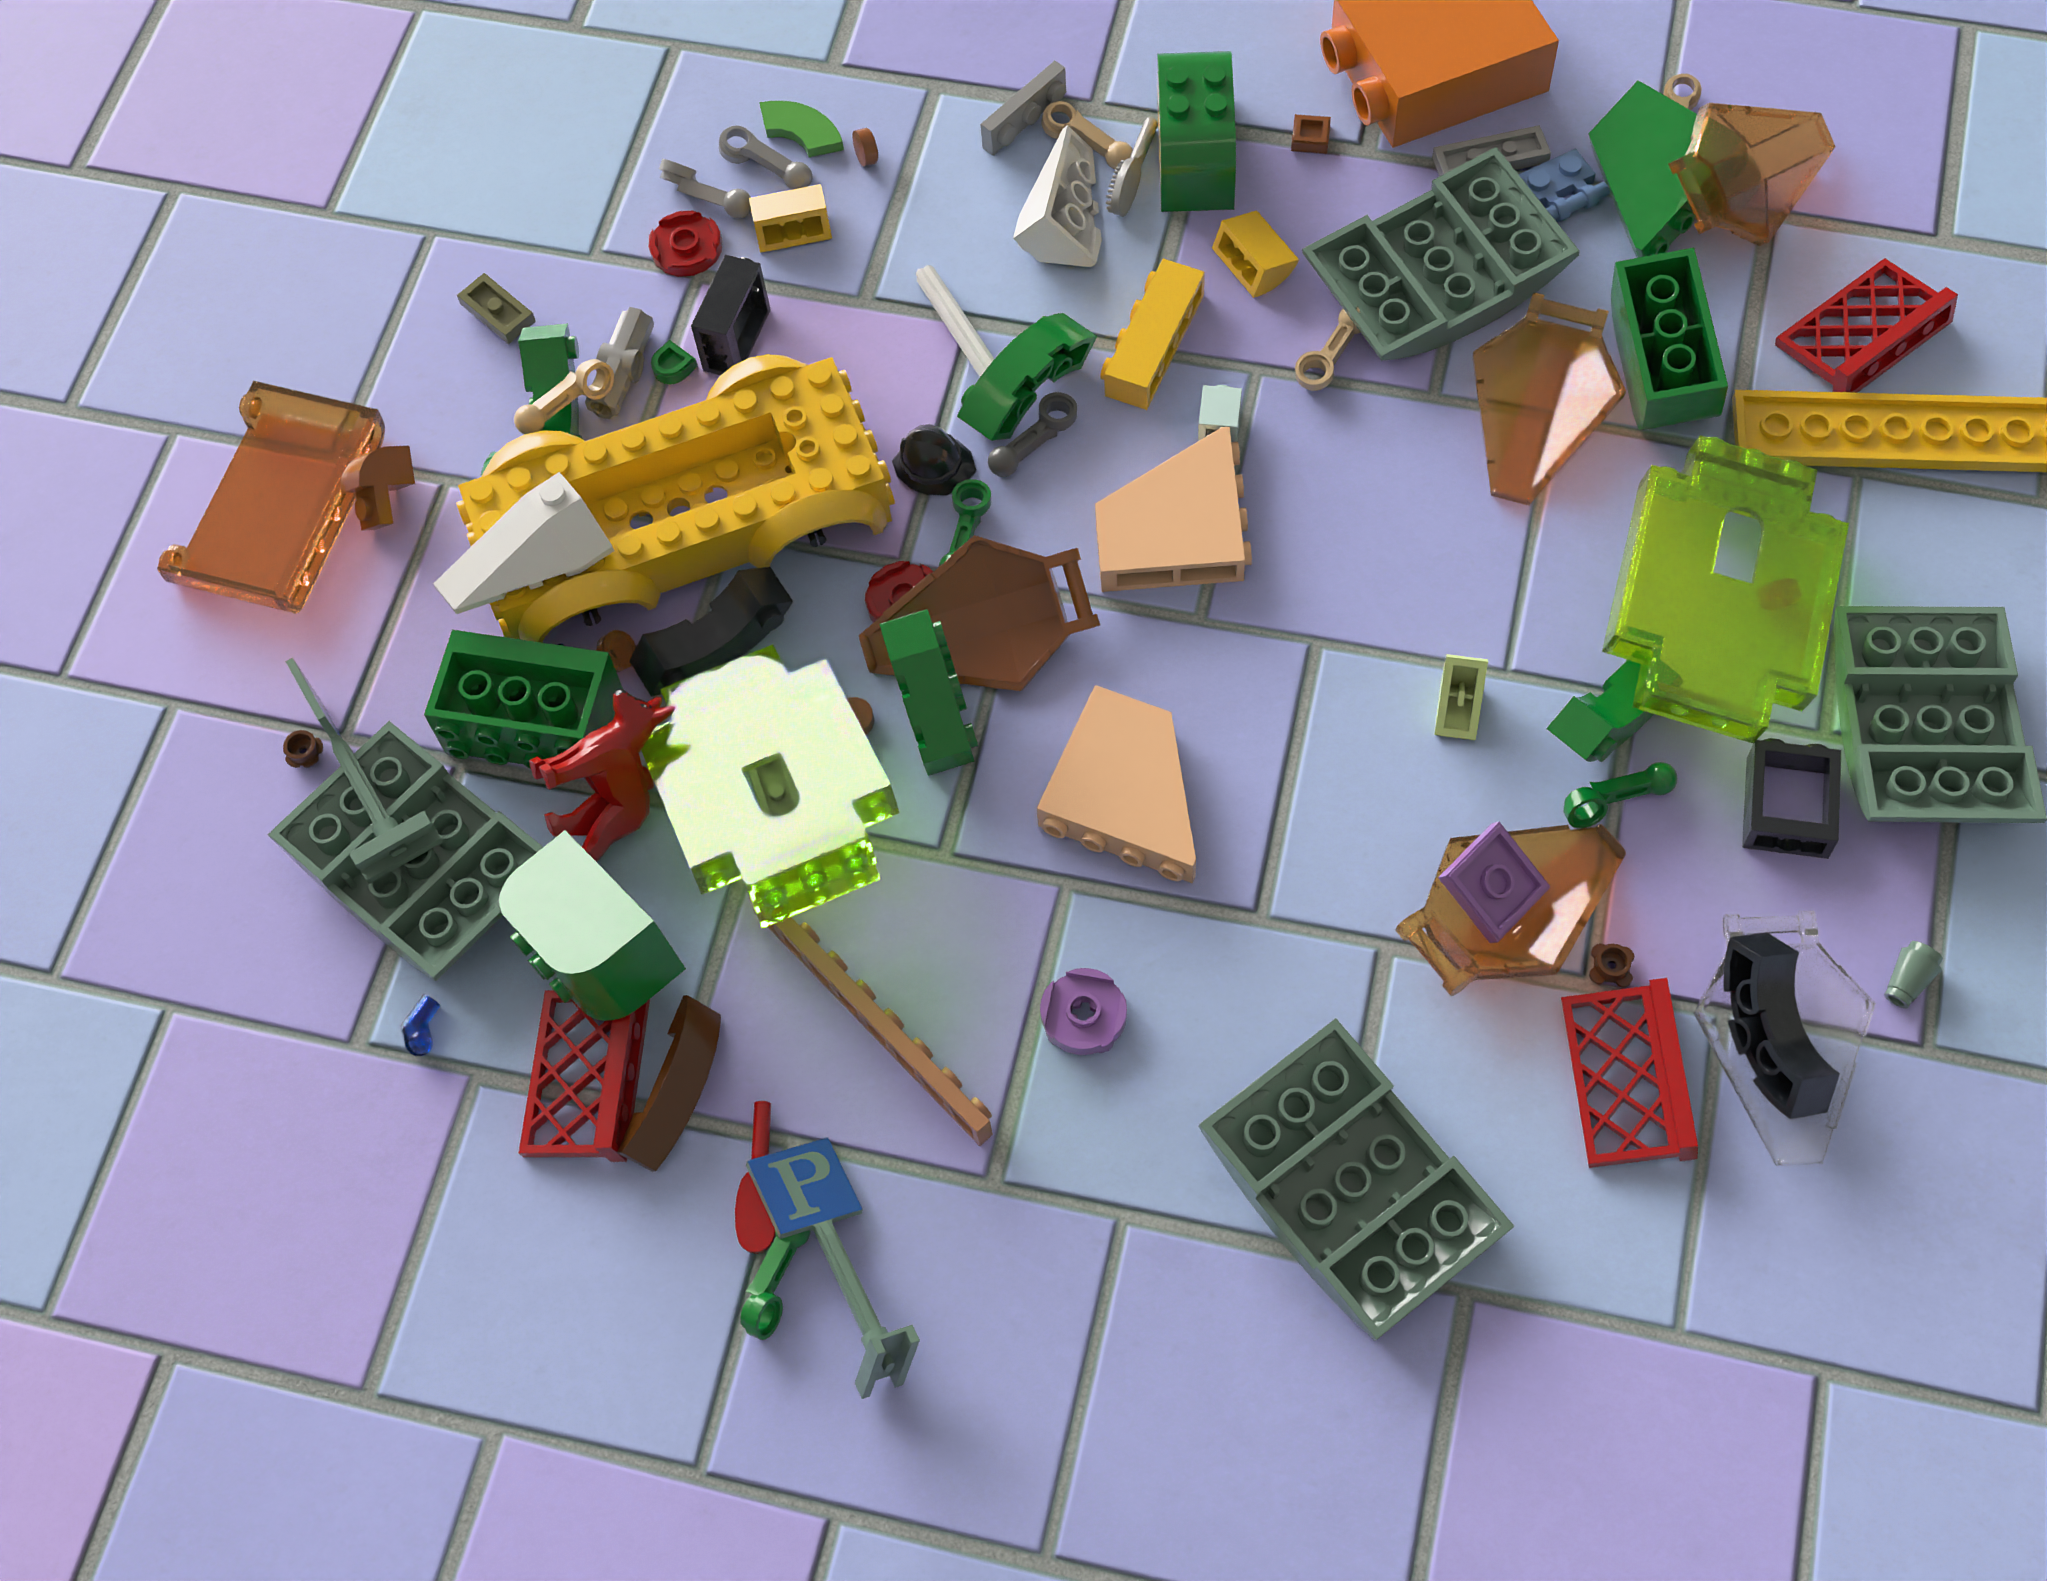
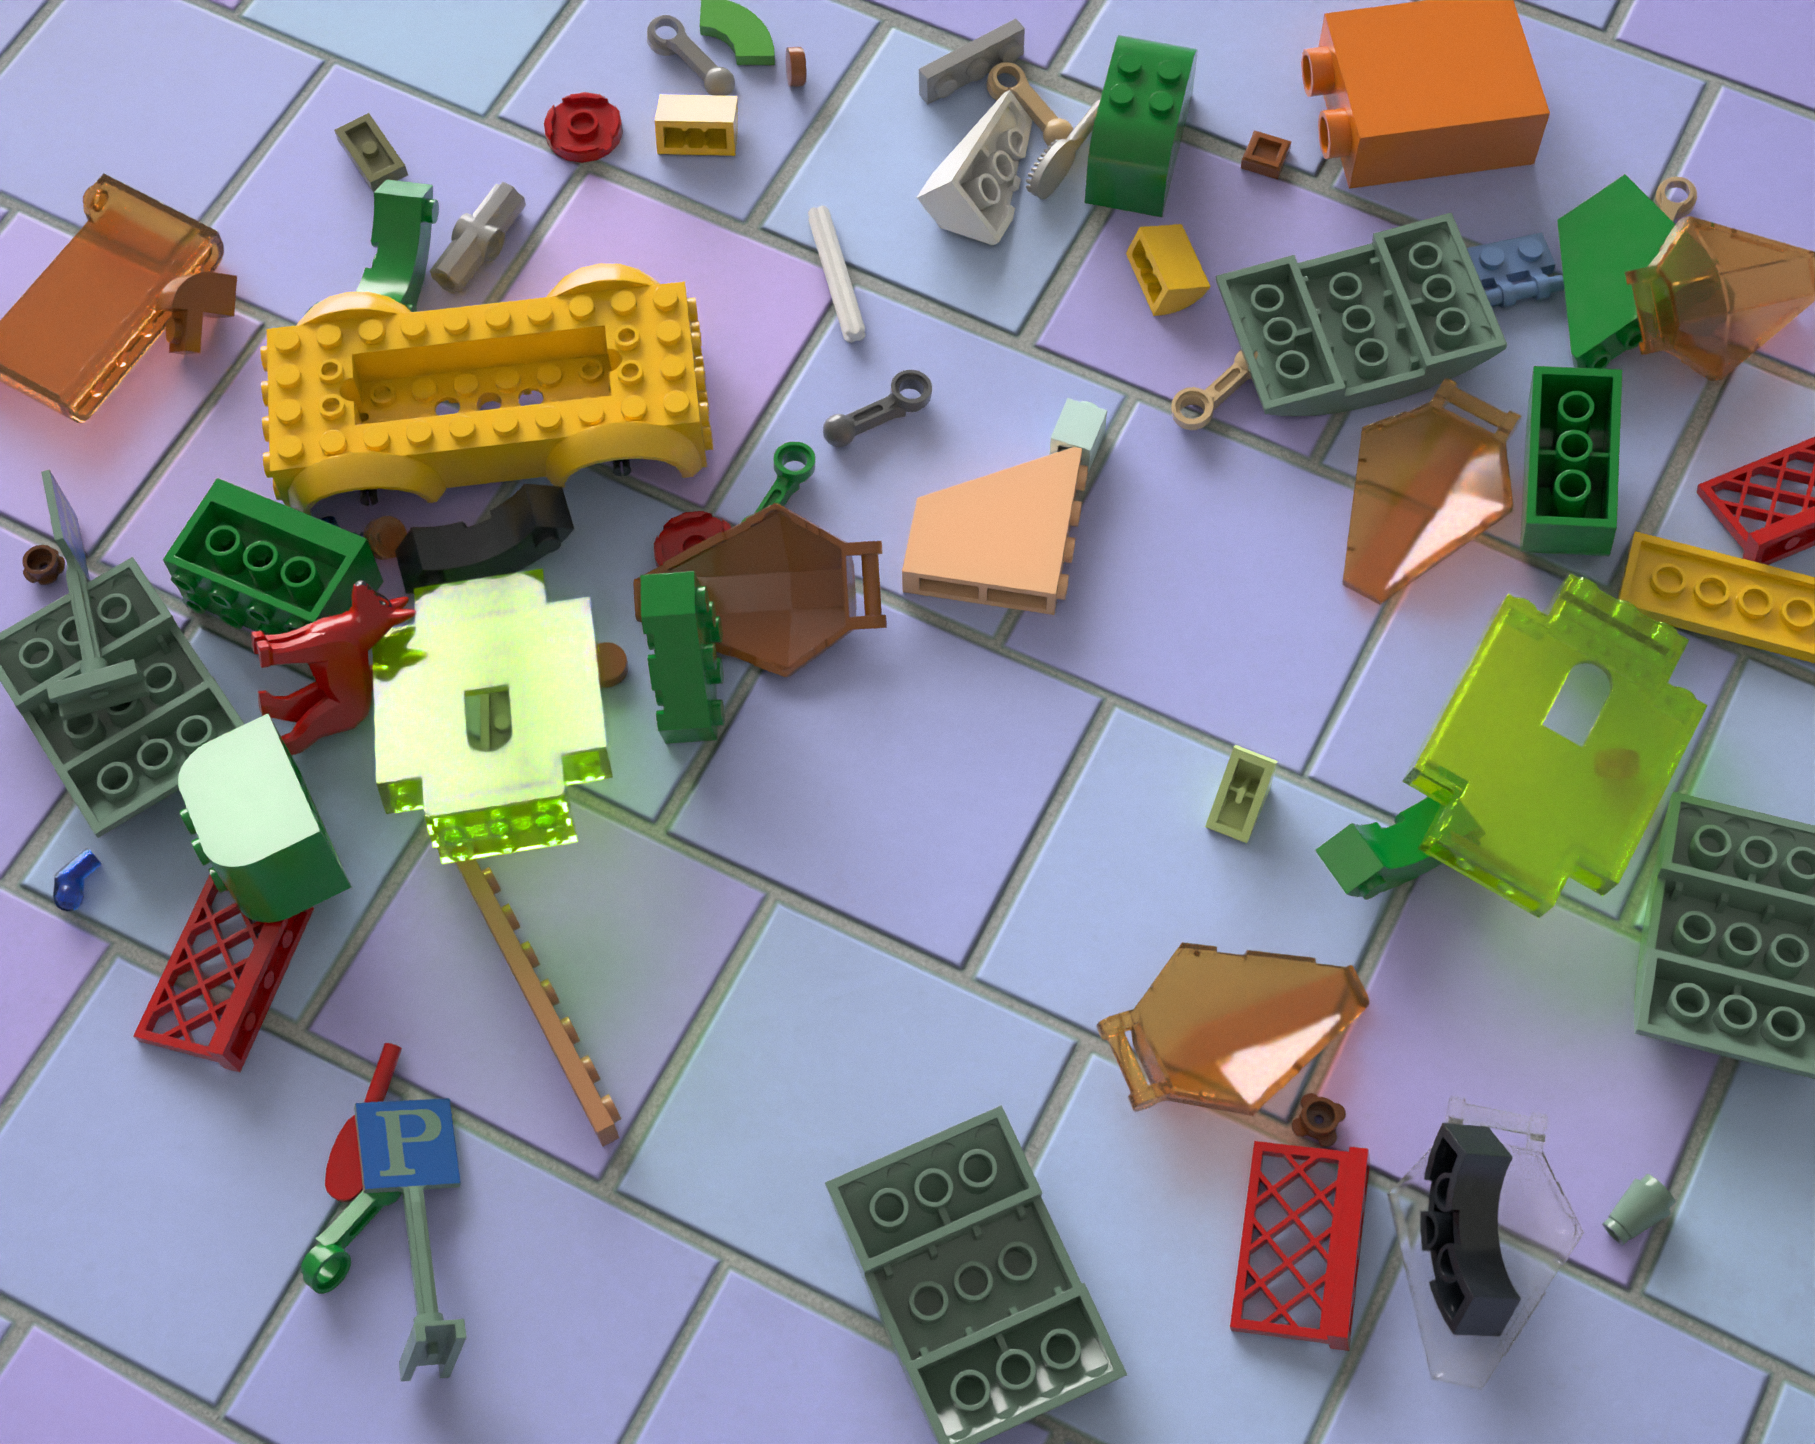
camera: 10 degrees right, 0 degrees up
(533, 417) = (366, 275): tan piece -> none
(533, 541) = (319, 406): white wedge -> none
(672, 363) = (532, 250): green tile -> none
(677, 1087) = (310, 1006): reddish brown slope -> none
(731, 314) = (602, 212): black window -> none
(734, 202) = (644, 94): light grey piece -> none
(933, 461) = (768, 413): black piece -> none
(1009, 383) = (864, 352): green brick -> none
(1068, 993) = (758, 1056): medium lavender plate -> none
(1122, 787) = (859, 804): light nougat slope -> none
(1153, 333) = (1035, 331): yellow brick -> none
(1494, 882) = (1216, 1001): medium lavender plate -> none
(1520, 147) = (1474, 217): light grey plate -> none
(1656, 779) = (1426, 932): green piece -> none
(1785, 834) = (1550, 1026): black window -> none

